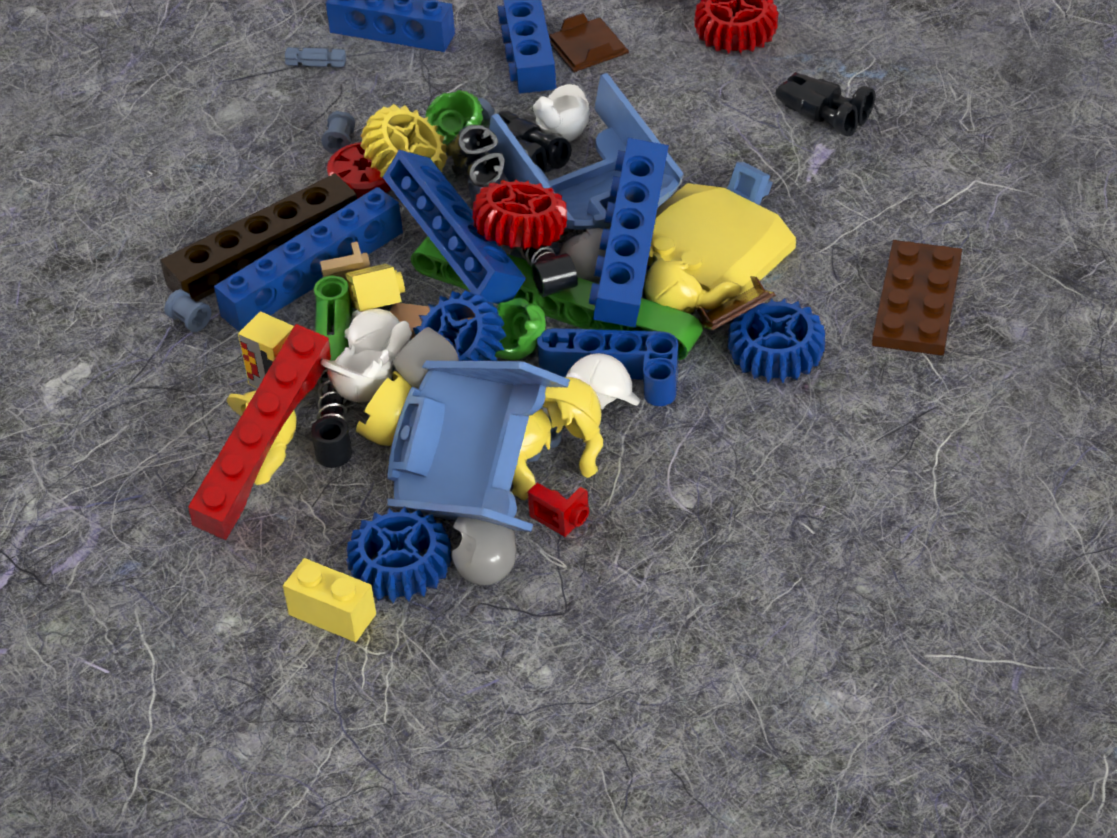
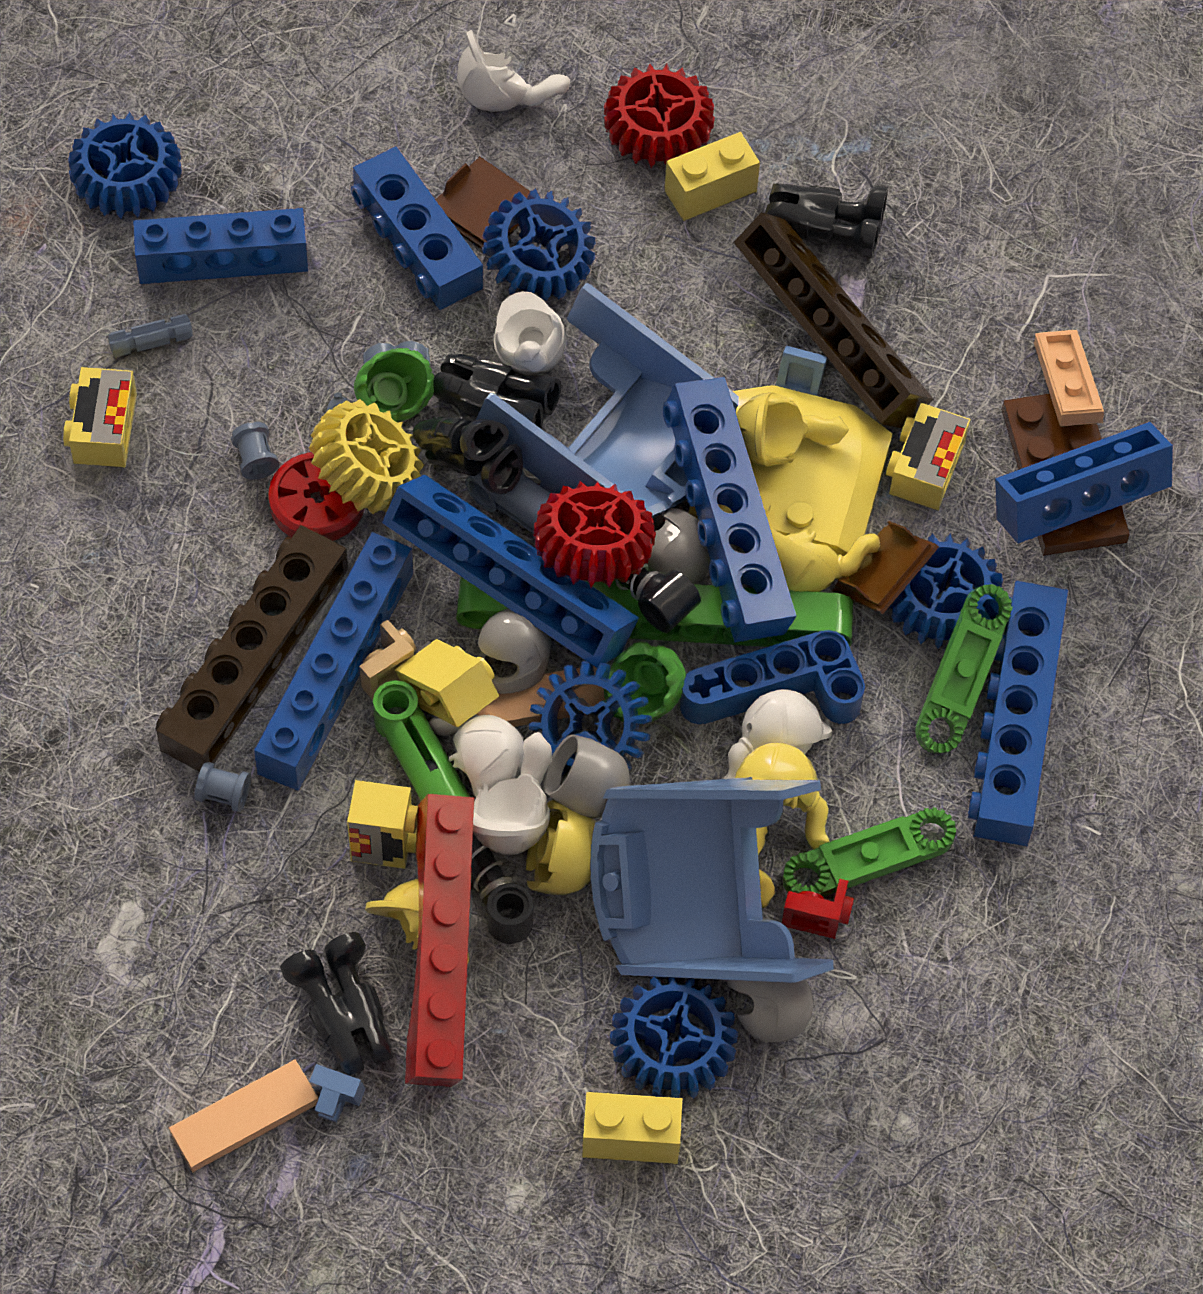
camera: 30 degrees left, 15 degrees up
(69, 508) = (243, 1115): none -> light nougat tile
(137, 511) = (334, 1091): none -> medium blue tile
(180, 468) = (345, 1015): none -> black piece
(252, 89) = (101, 417): none -> brick
(436, 280) = (515, 640): none -> light grey helmet
(619, 57) = (564, 229): none -> blue gear
(626, 485) = (871, 852): none -> bright green plate
(697, 198) = (775, 428): none -> light yellow piece
(752, 58) = (712, 176): none -> light yellow brick
(758, 387) = (963, 669): none -> bright green plate
(788, 159) = (832, 320): none -> dark brown brick
(788, 432) = (1012, 816): none -> blue brick
(814, 256) = (928, 456): none -> brick
(863, 280) = (1084, 482): none -> blue brick
(949, 236) = (1068, 378): none -> light nougat tile

